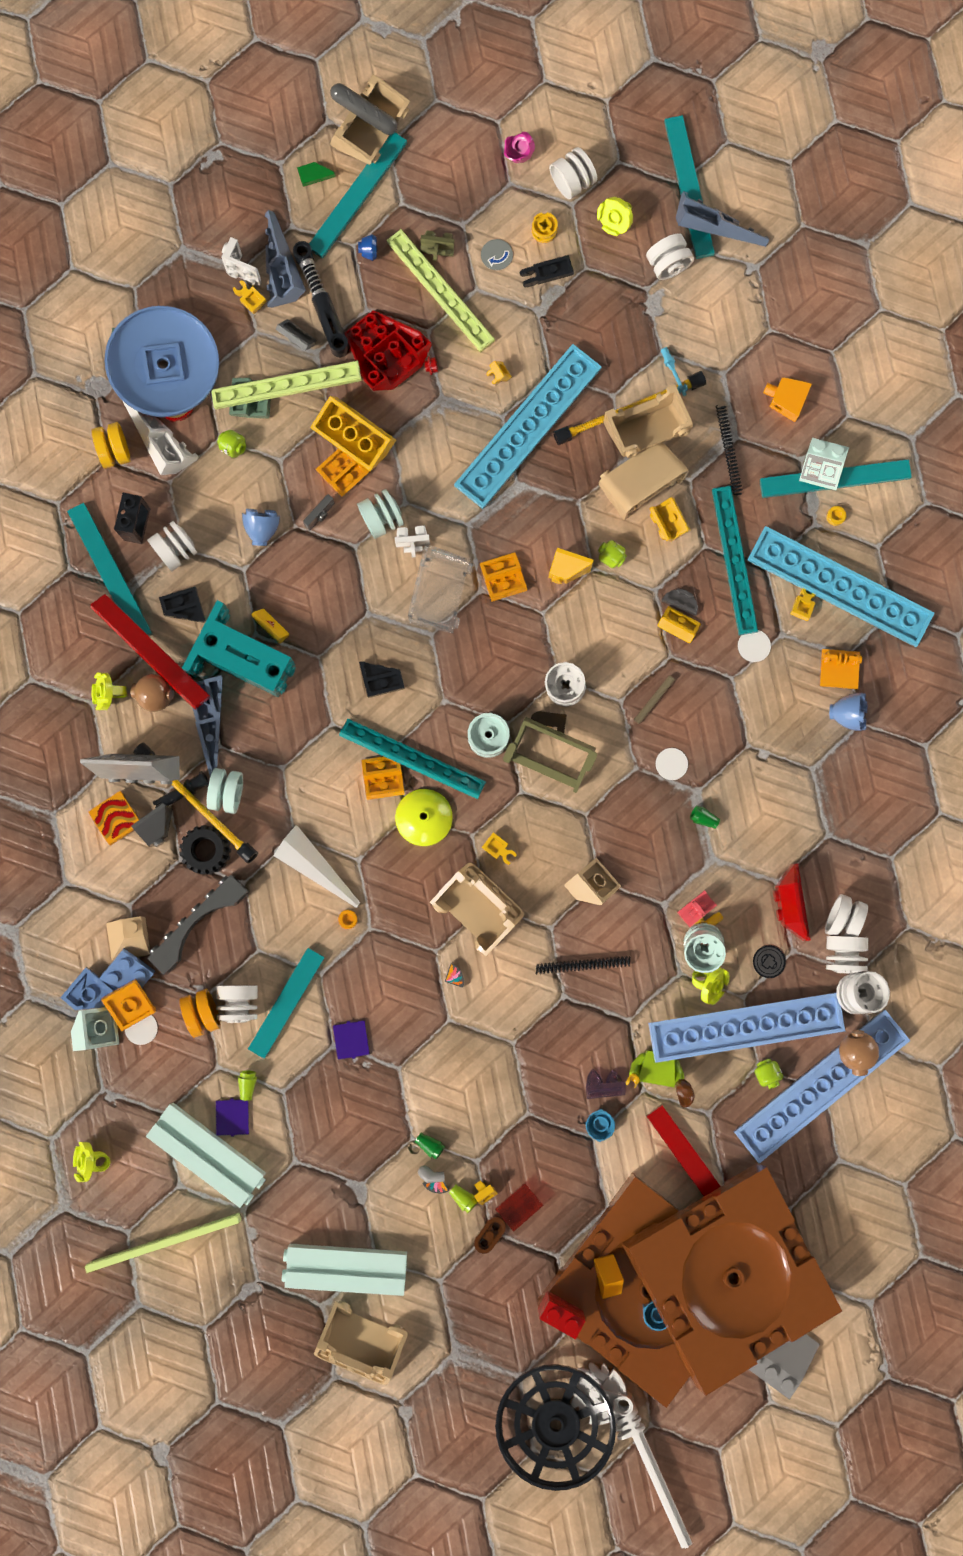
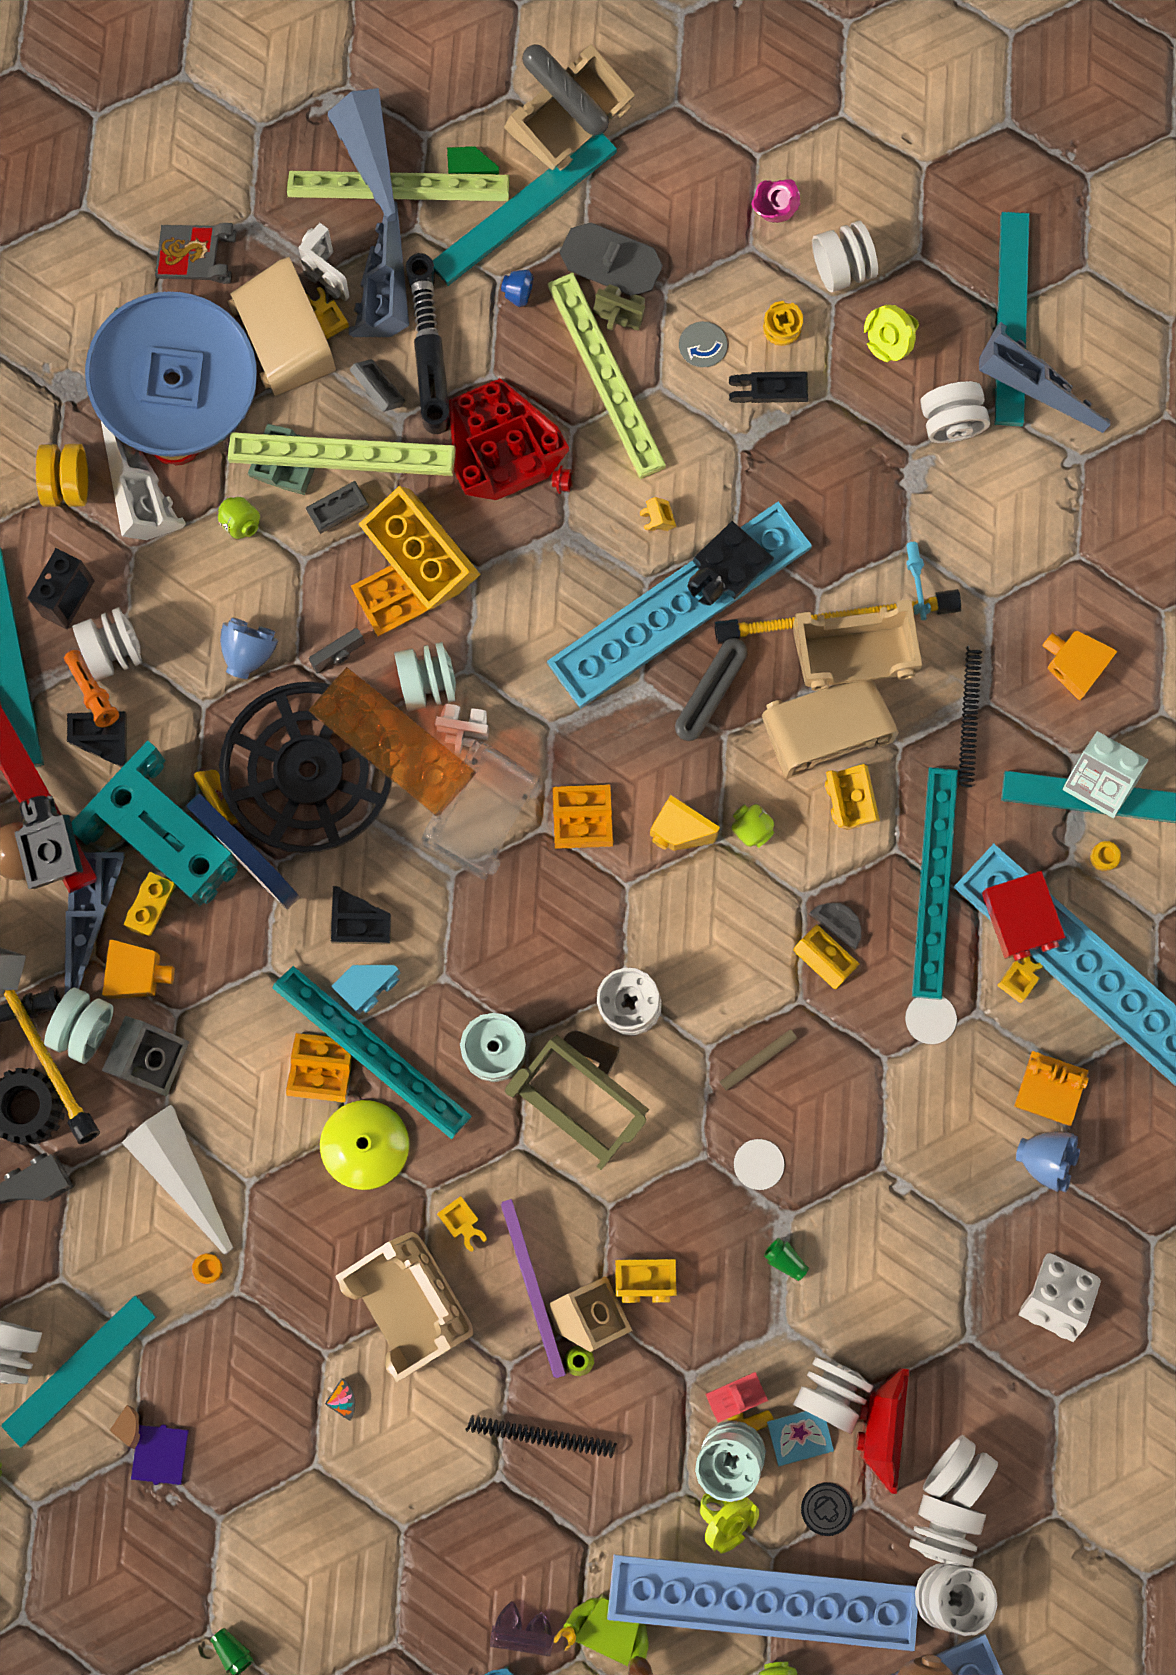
camera: 15 degrees right, 5 degrees down
(150, 278) = (192, 252): none -> flag
(172, 681) = (46, 843): none -> plate
(174, 582) = (94, 697): none -> orange pin
(225, 312) = (282, 328): none -> tan windscreen
(239, 170) = (361, 129): none -> sand blue wedge
(247, 703) = (149, 904): none -> yellow bracket
(248, 748) = (133, 971): none -> light orange torso
(271, 798) = (145, 1055): none -> flat silver slope
(272, 200) = (404, 186): none -> yellowish green tile
(293, 420) = (337, 507): none -> dark grey plate
(299, 654) = (243, 852): none -> dark blue piece
(313, 582) = (287, 775): none -> black dish
(326, 1028) = (127, 1427): none -> medium nougat tile
(372, 560) = (392, 742): none -> clear orange plate
(395, 718) = (364, 983): none -> medium azure slope
(422, 213) = (611, 259): none -> dark grey shield
(552, 392) = (727, 565): none -> black plate
(553, 877) = (533, 1289): none -> medium lavender tile
(562, 475) = (711, 689): none -> dark grey piece
(587, 913) = (568, 1361): none -> lime cone
(621, 852) = (645, 1279): none -> yellow bracket
(741, 922) = (799, 1437): none -> medium azure sticker
(756, 891) = (833, 1394): none -> white wheel
(796, 566) = (1023, 916): none -> red brick
(879, 795) = (1061, 1298): none -> white bracket

